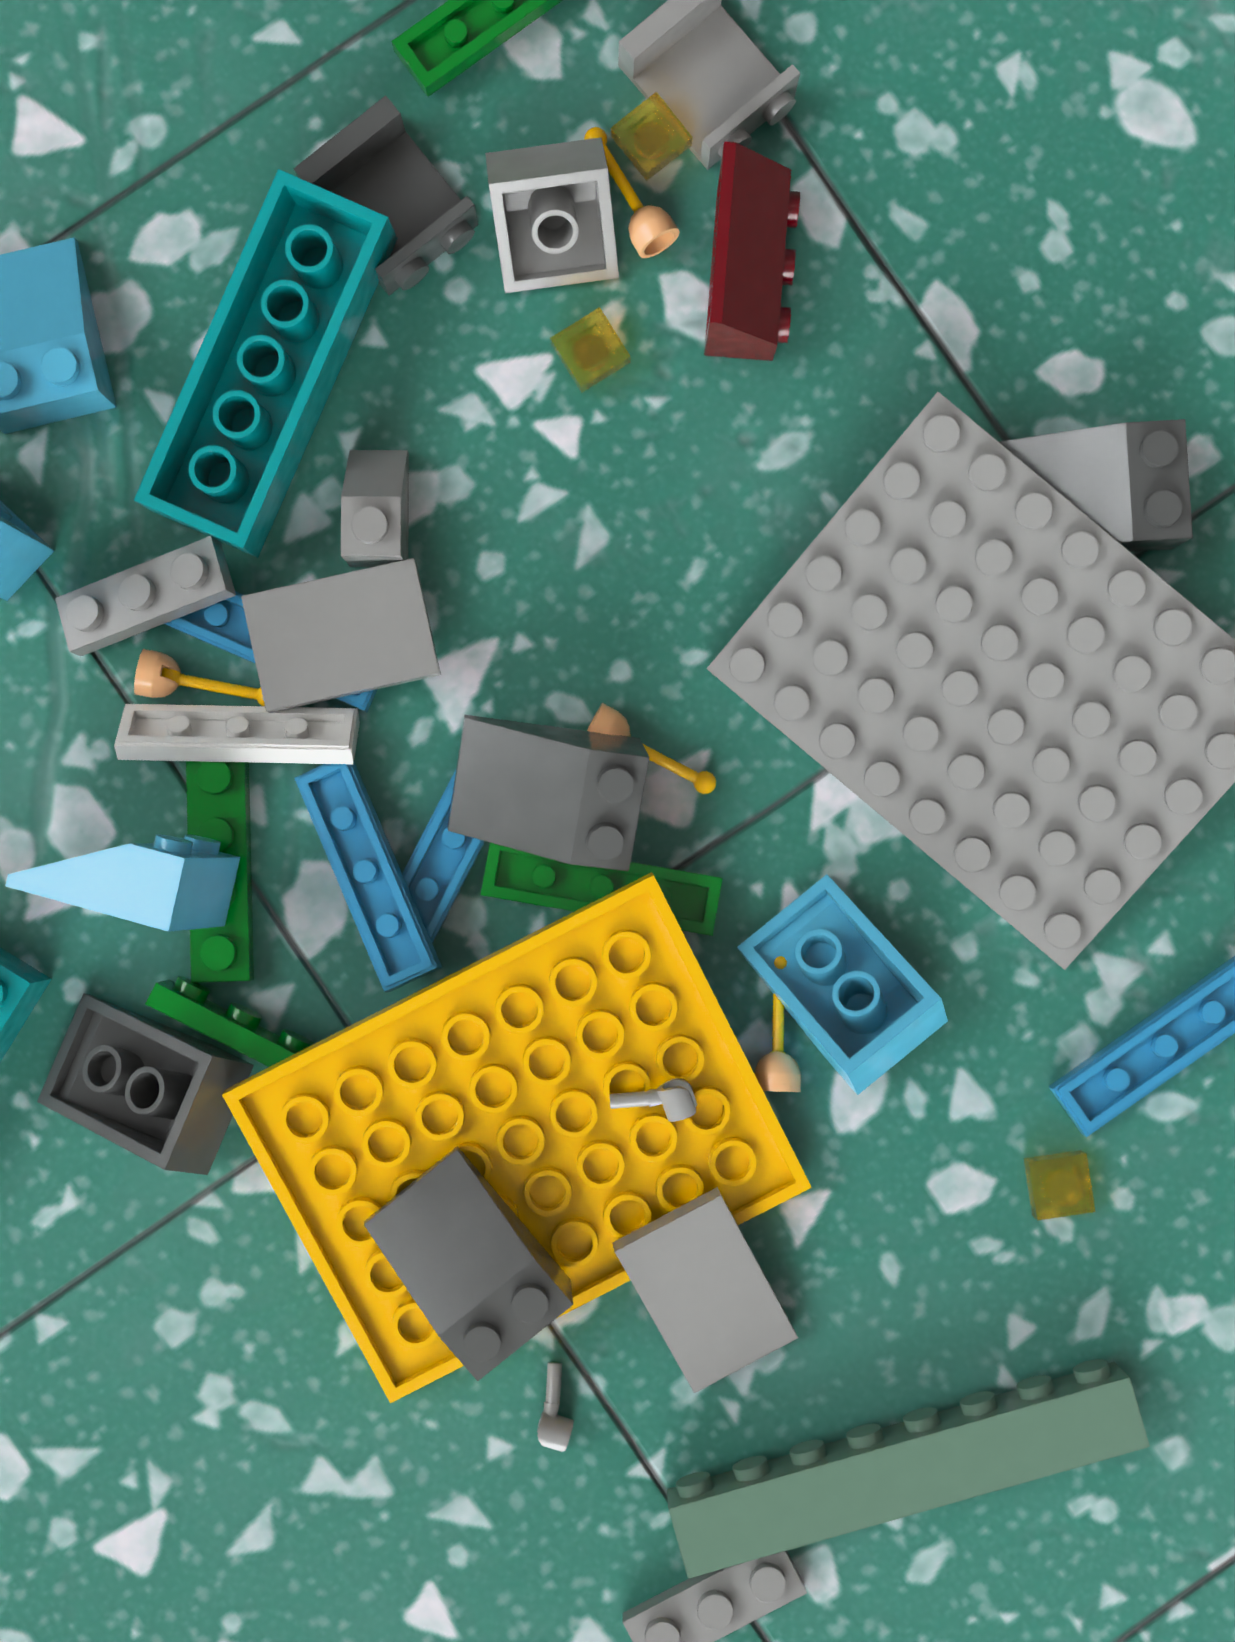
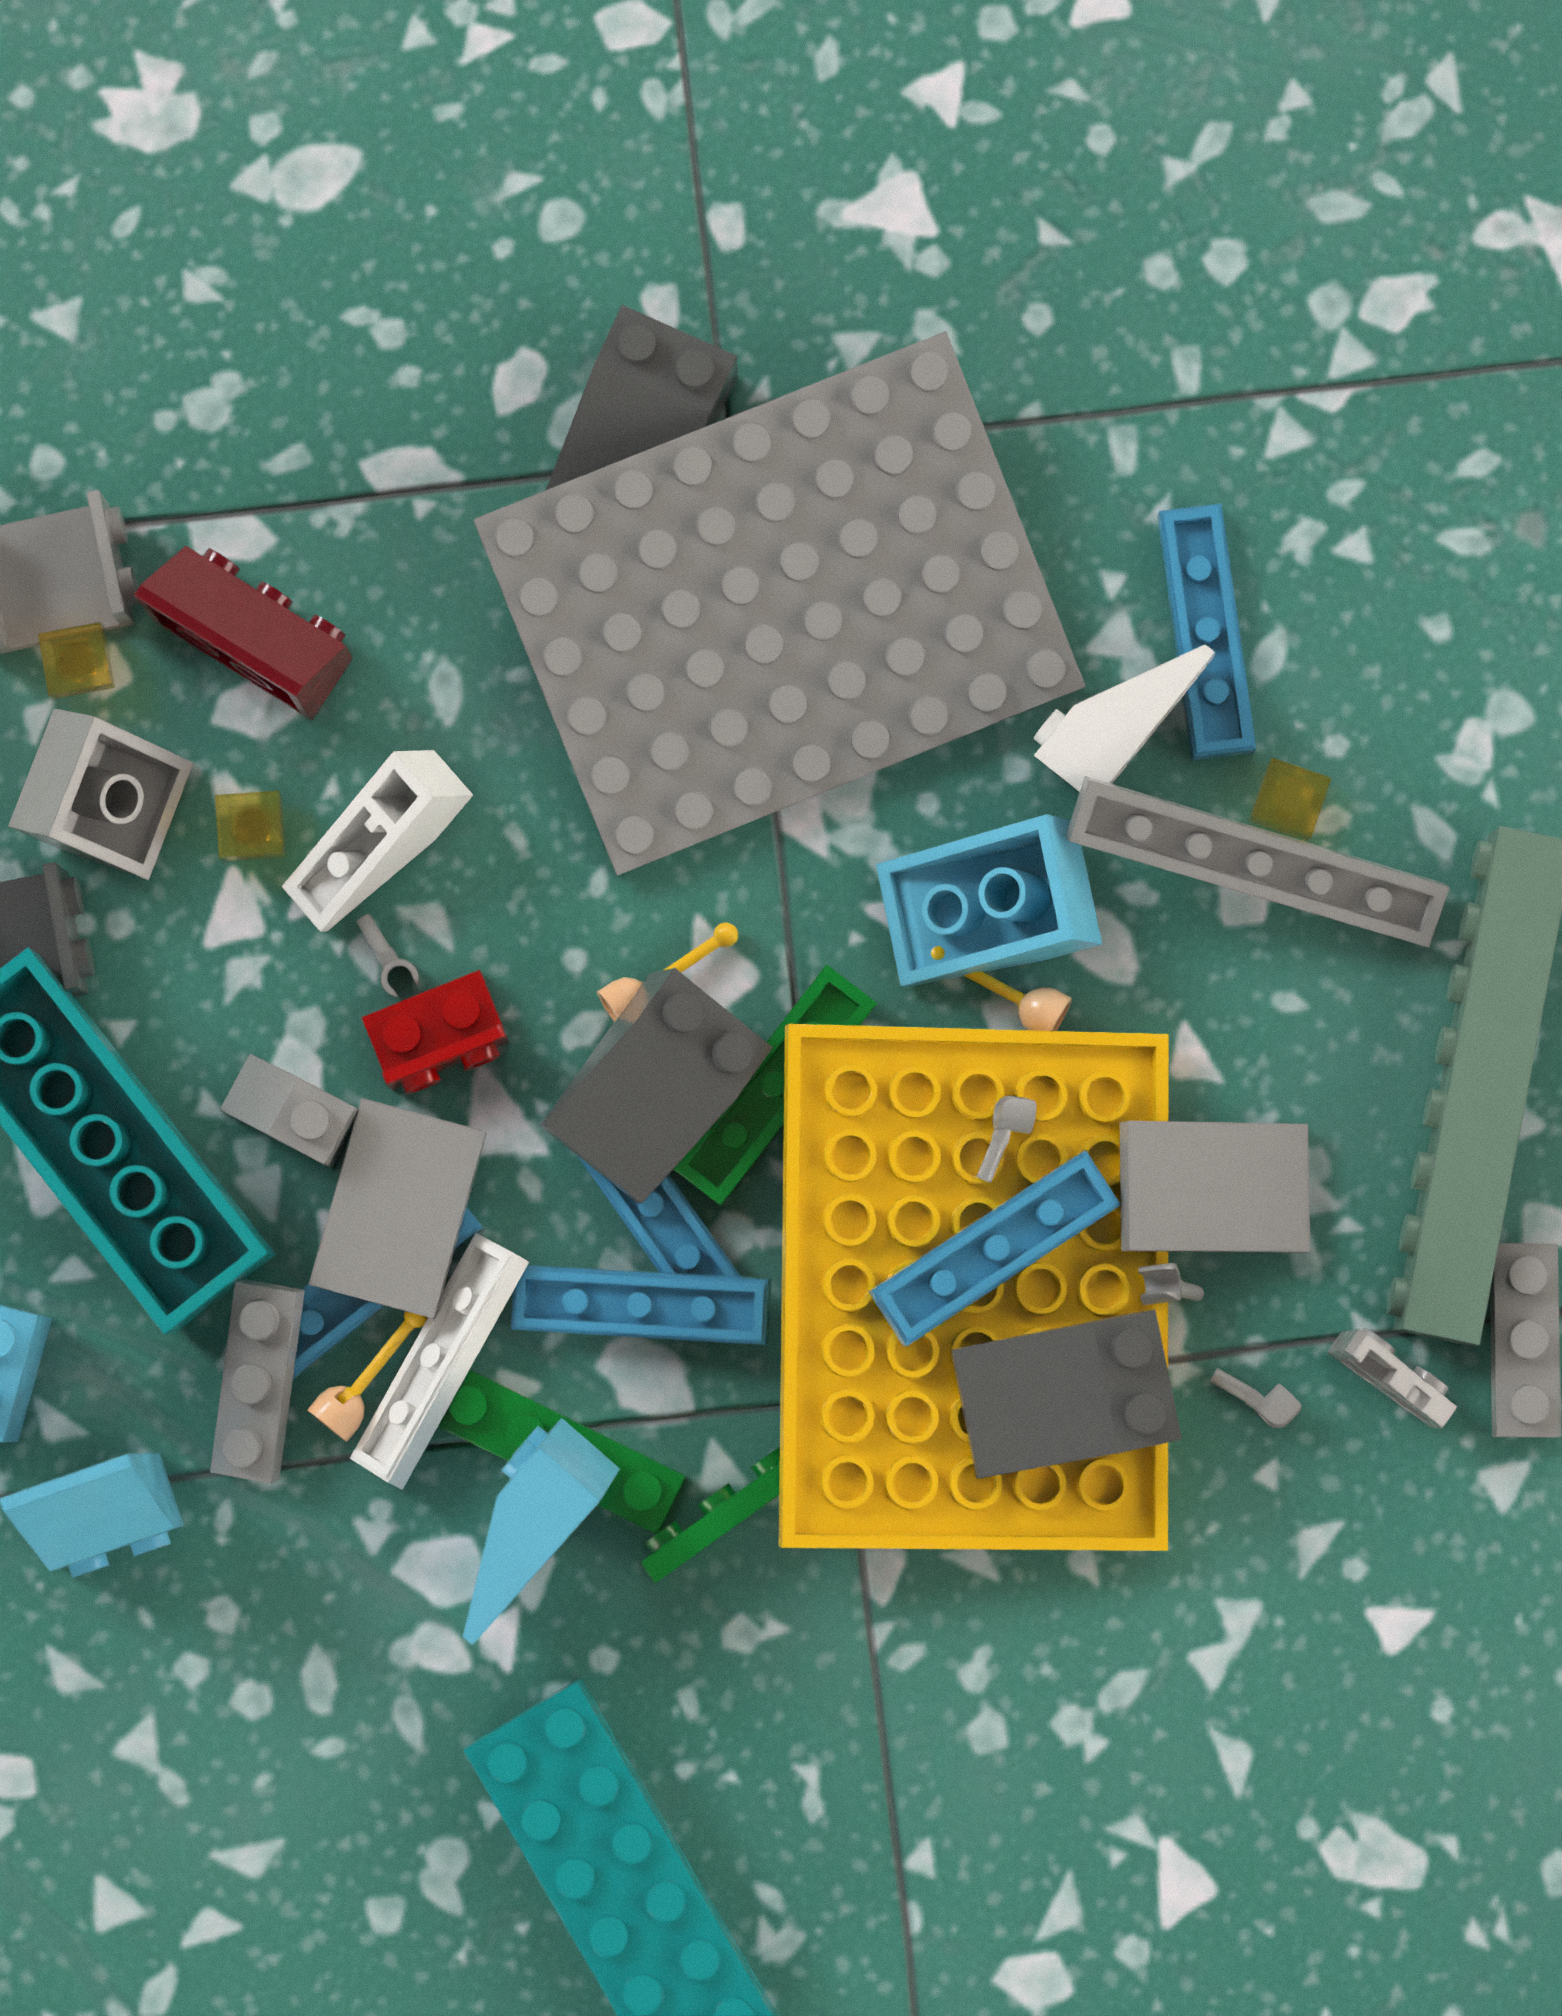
camera: 60 degrees left, 5 degrees down
(143, 1086) = (731, 1632): dark grey slope -> none
(502, 590) = (436, 1032): none -> red bracket
(543, 517) = (385, 953): none -> light grey hand
(558, 1139) = (994, 1248): none -> dark azure tile
(603, 1293) = (1165, 1285): none -> light grey hand
(625, 1538) = (1411, 1389): none -> light grey wing
(639, 456) = (377, 835): none -> white slope
(650, 226) = (161, 707): light nougat hinge -> none
(992, 1188) = (1256, 862): none -> light grey plate
(1039, 1010) = (1111, 727): none -> white slope

